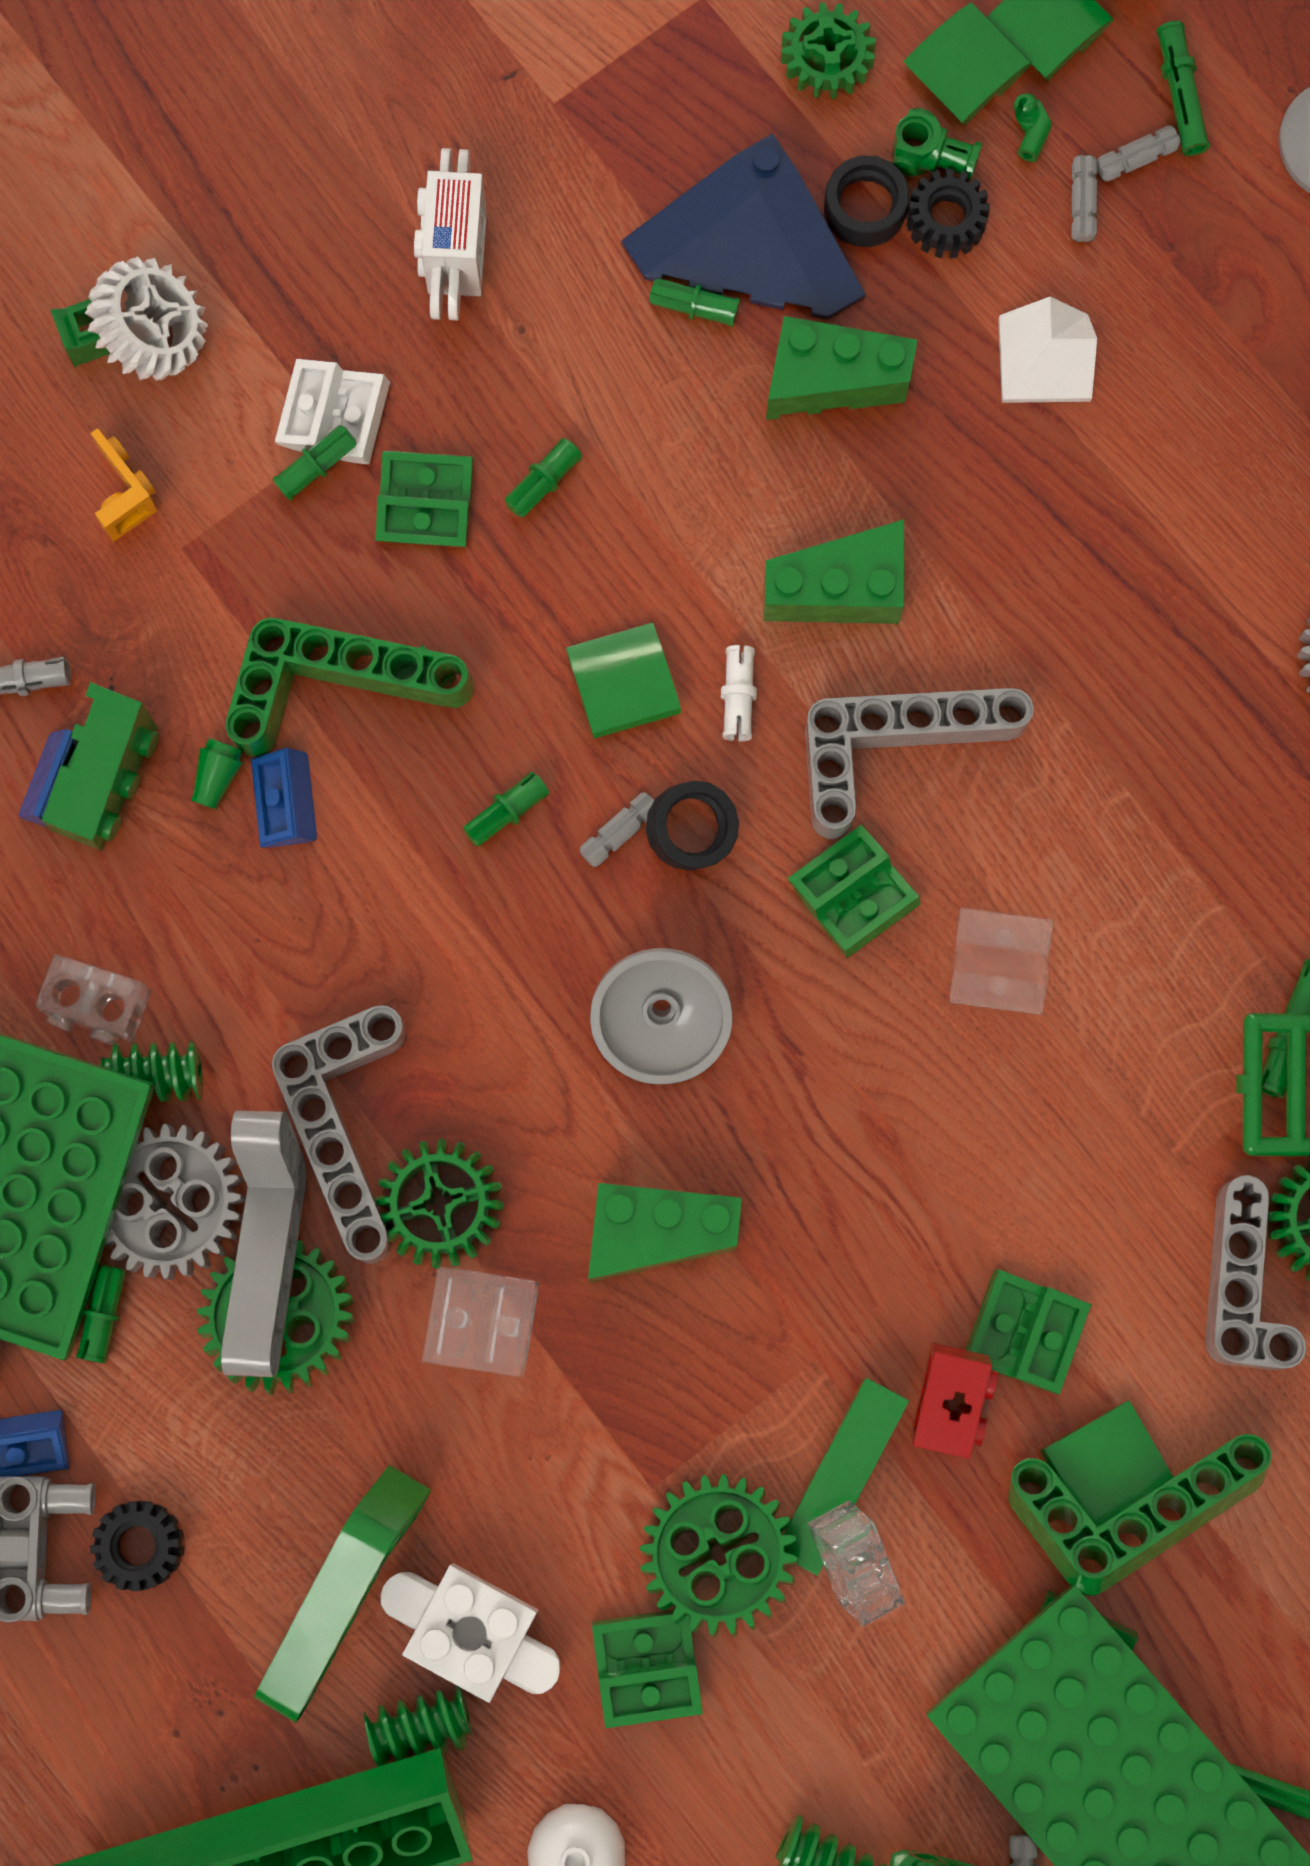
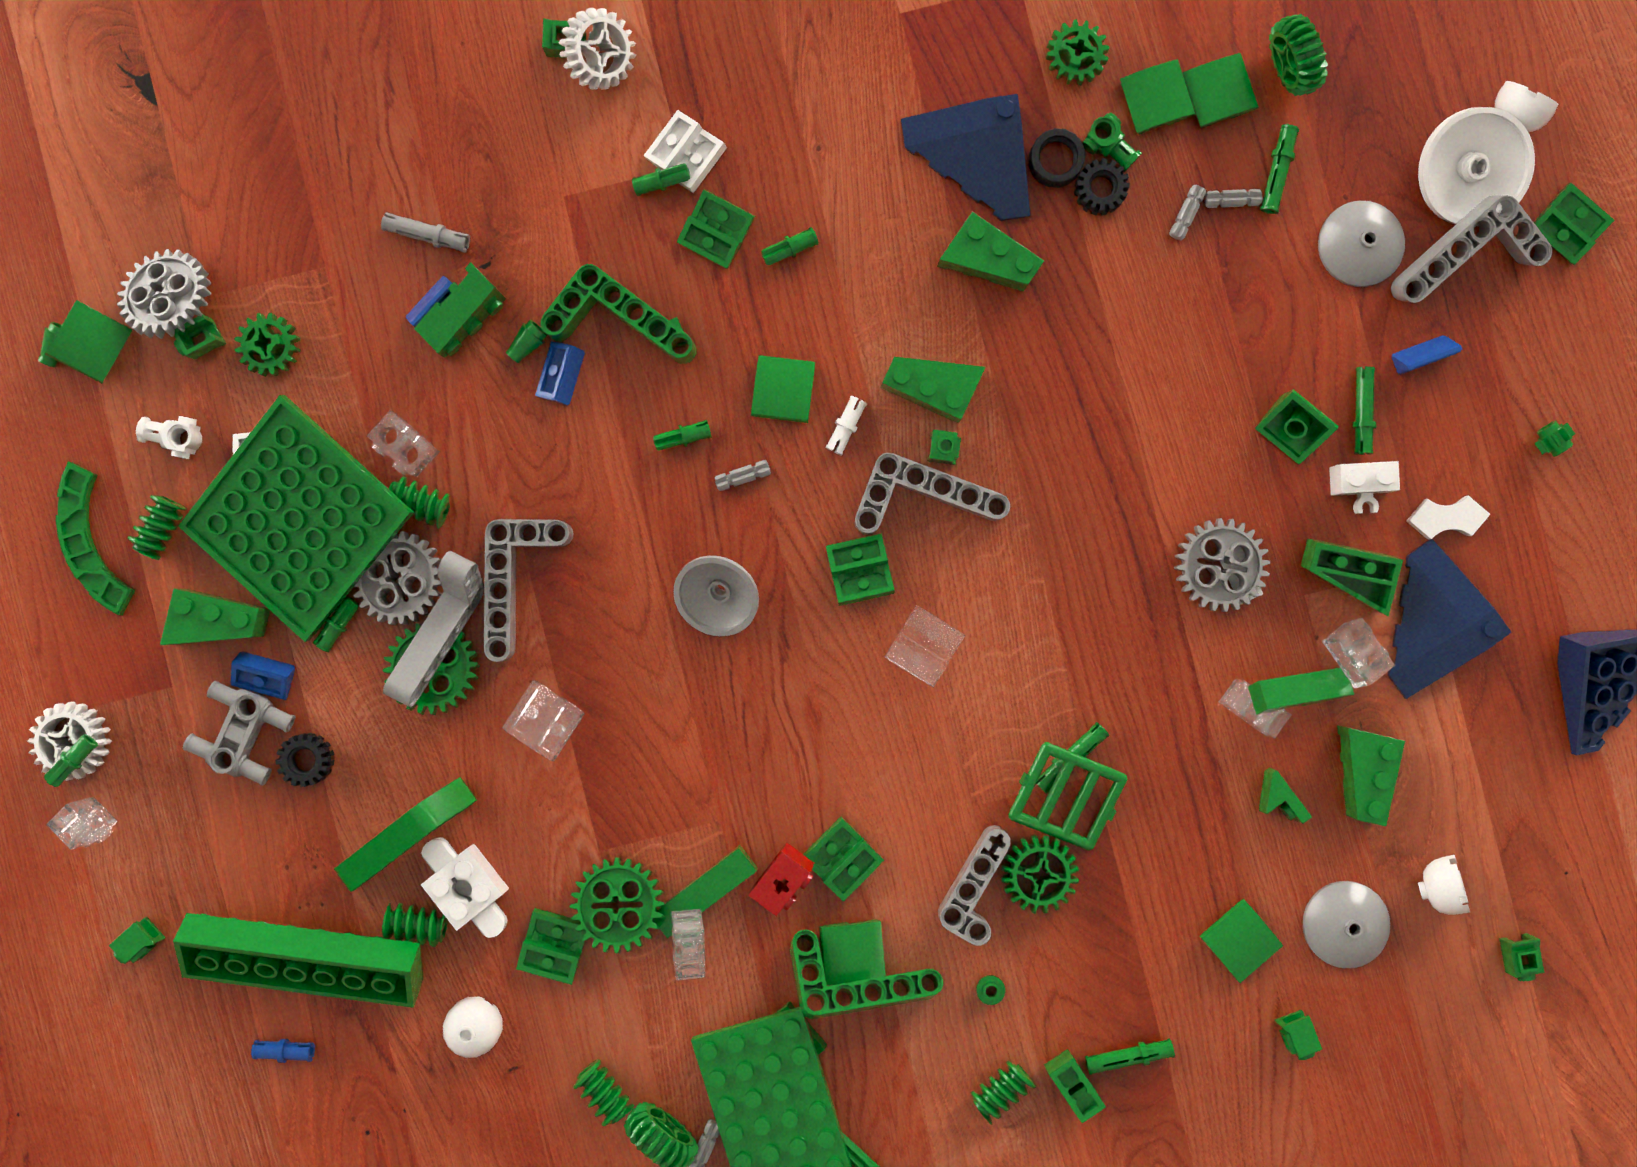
camera: 20 degrees right, 10 degrees up
(128, 509) = (536, 159): light orange bracket -> none
(451, 233) = (800, 73): white brick -> none
(461, 1198) = (548, 632): green gear -> none
(658, 1228) = (662, 713): green wedge -> none
(694, 301) = (926, 176): green axle -> none
(725, 815) = (805, 493): black tyre -> none
(897, 660) = (944, 447): none -> green window
(1034, 124) = (1180, 153): green arm -> none
(1046, 353) = (1119, 299): white slope -> none

